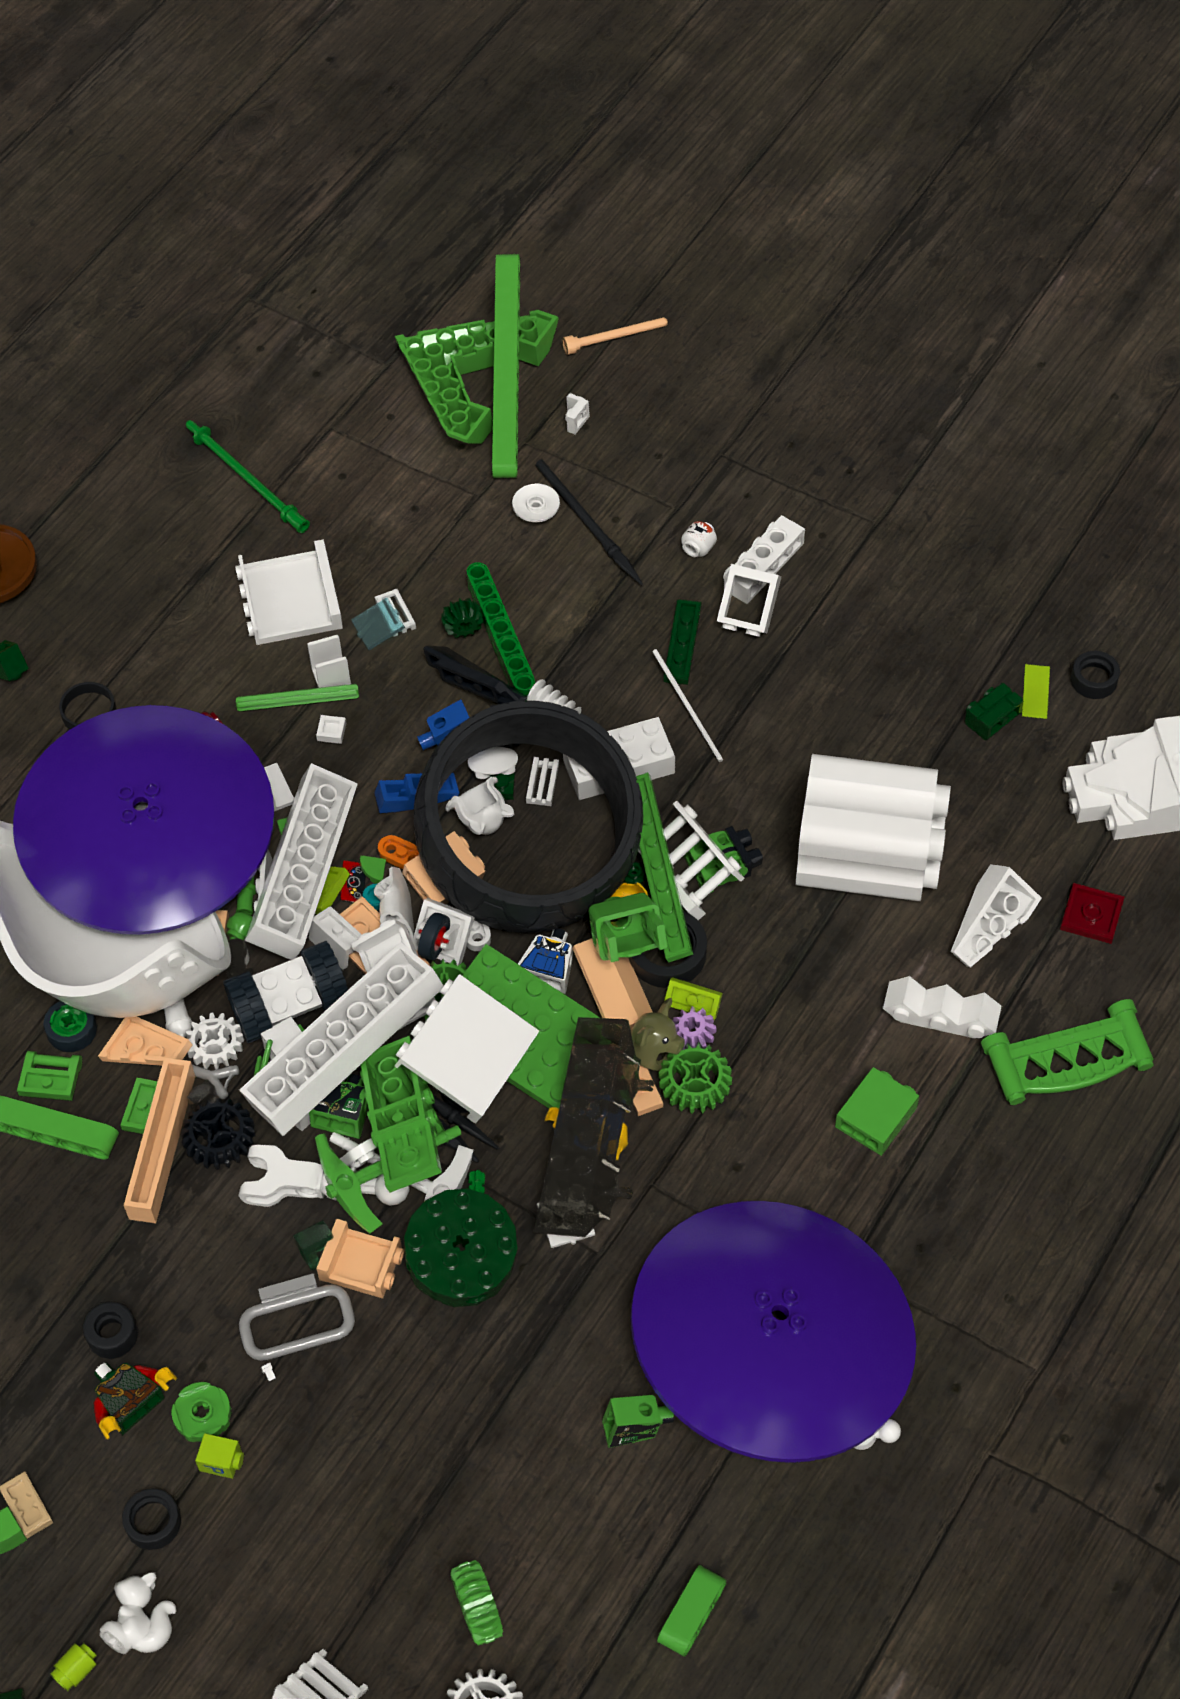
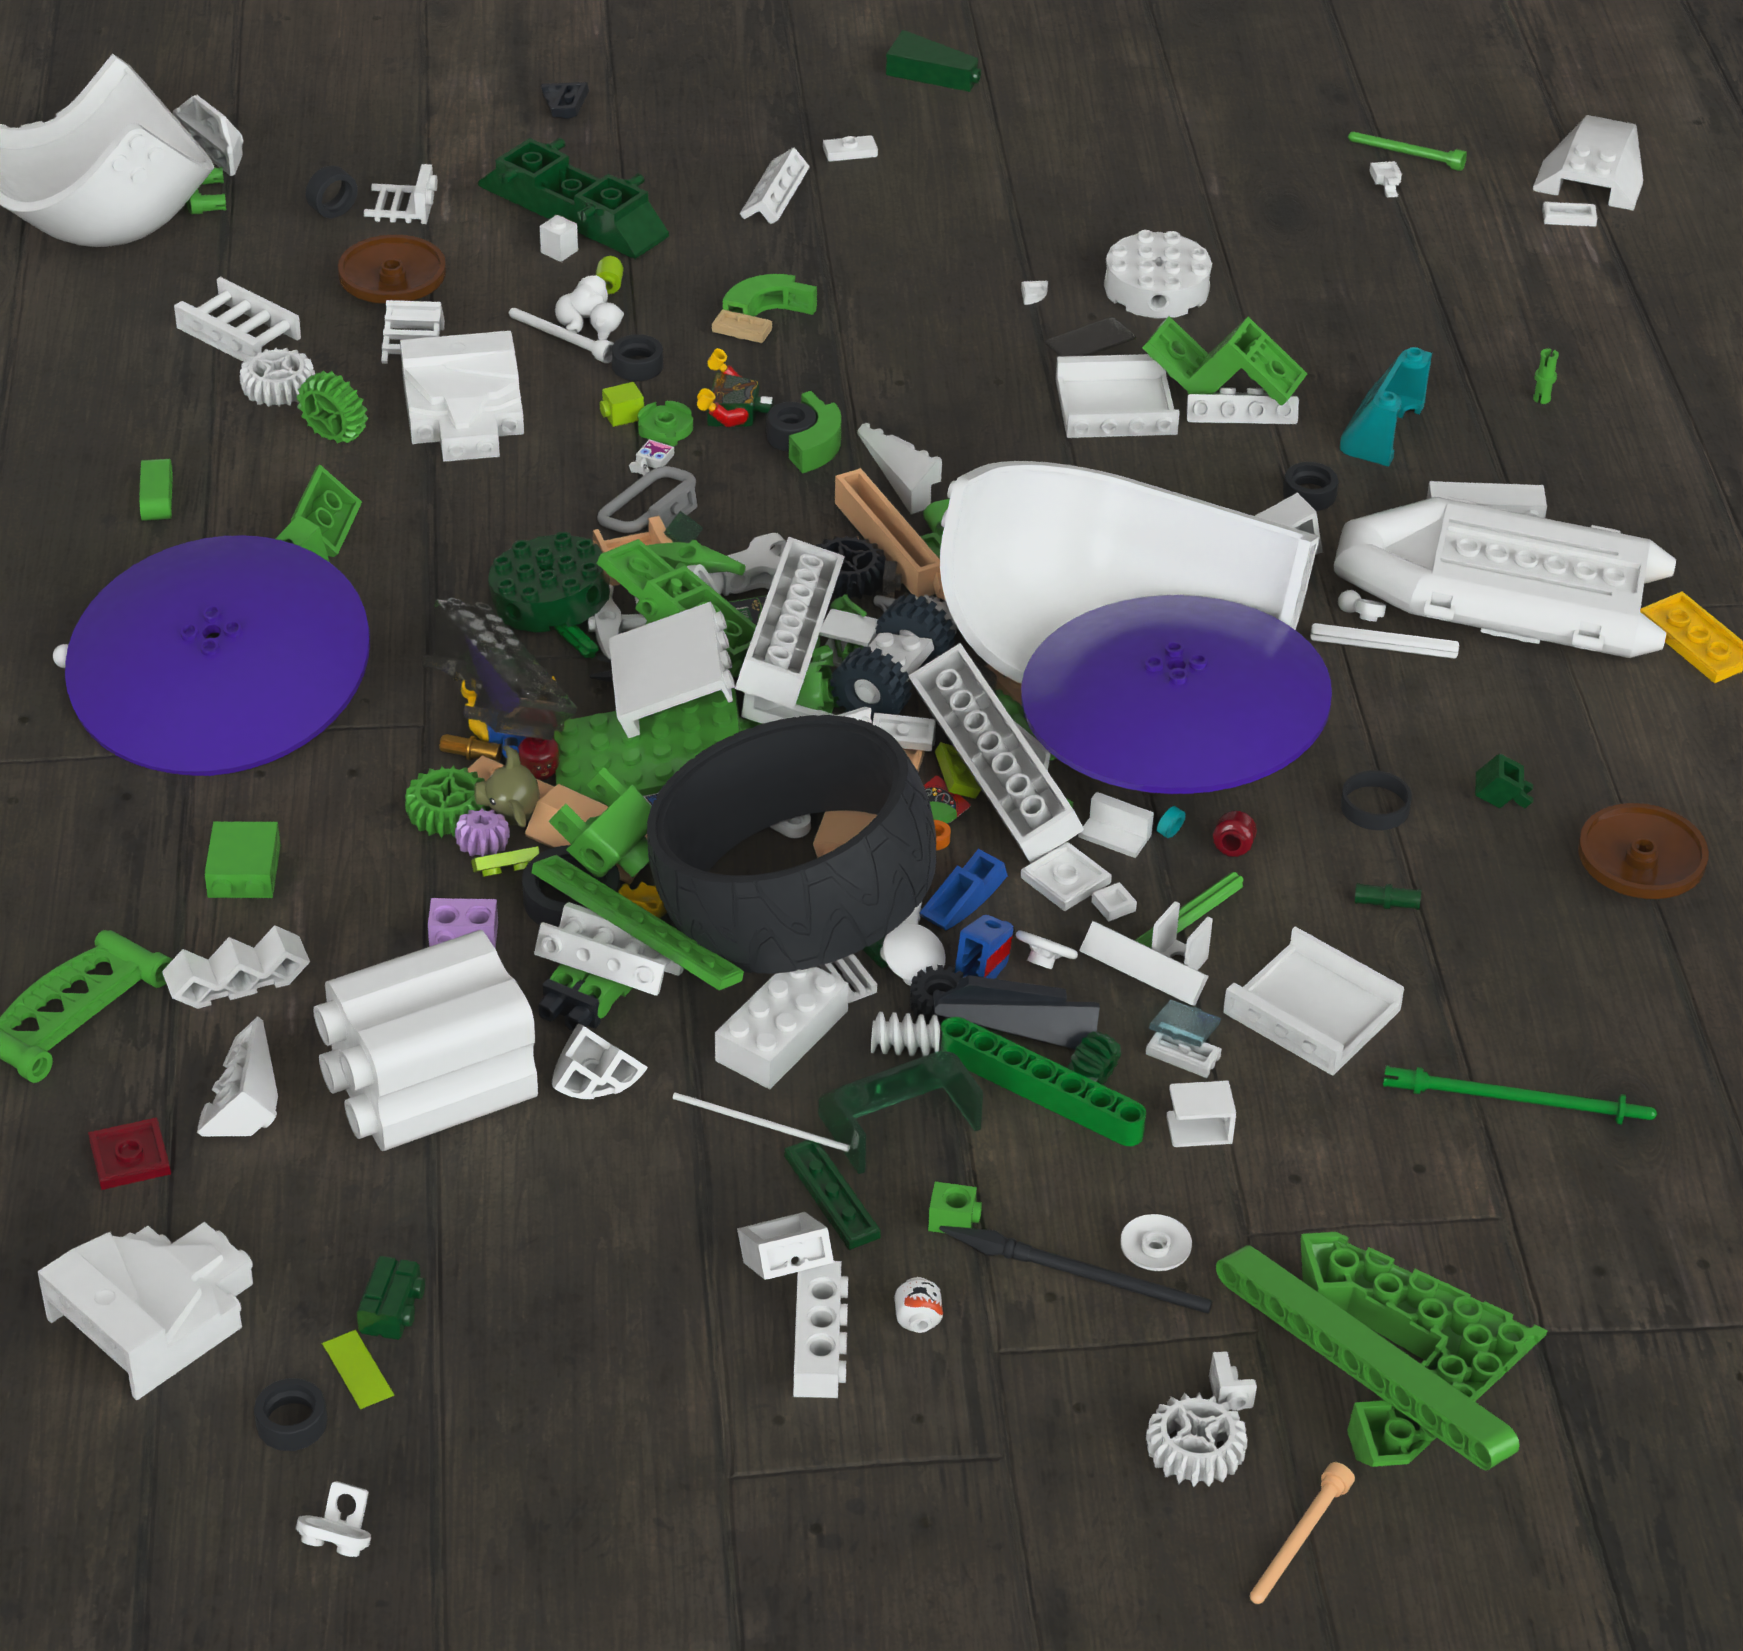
camera: 140 degrees right, 15 degrees down
(77, 1207) = (905, 468): none -> white wedge
(109, 1287) = (819, 443): none -> bright green arch
(165, 635) = (1388, 896): none -> dark green pin
(170, 1553) = (600, 349): none -> white piece
(242, 1380) = (655, 453): none -> white tile
(342, 762) = (1066, 876): none -> white tile
(349, 1548) = (462, 392): none -> white panel
(361, 675) = (1144, 963): none -> white tile
(411, 713) = (1044, 951): none -> white piece
(432, 556) = (1201, 1114): none -> white piece
(573, 1471) = (329, 507): none -> bright green slope
(599, 676) = (937, 1070): none -> clear green windscreen
(621, 396) = (1199, 1428): none -> white gear
(627, 584) = (953, 1206): none -> bright green brick
(640, 1127) = (470, 747): none -> pearl gold axle
(758, 963) = (460, 917): none -> lavender brick
(760, 797) = (594, 1067): none -> white brick
(1110, 594) = (344, 1534): none -> white bracket

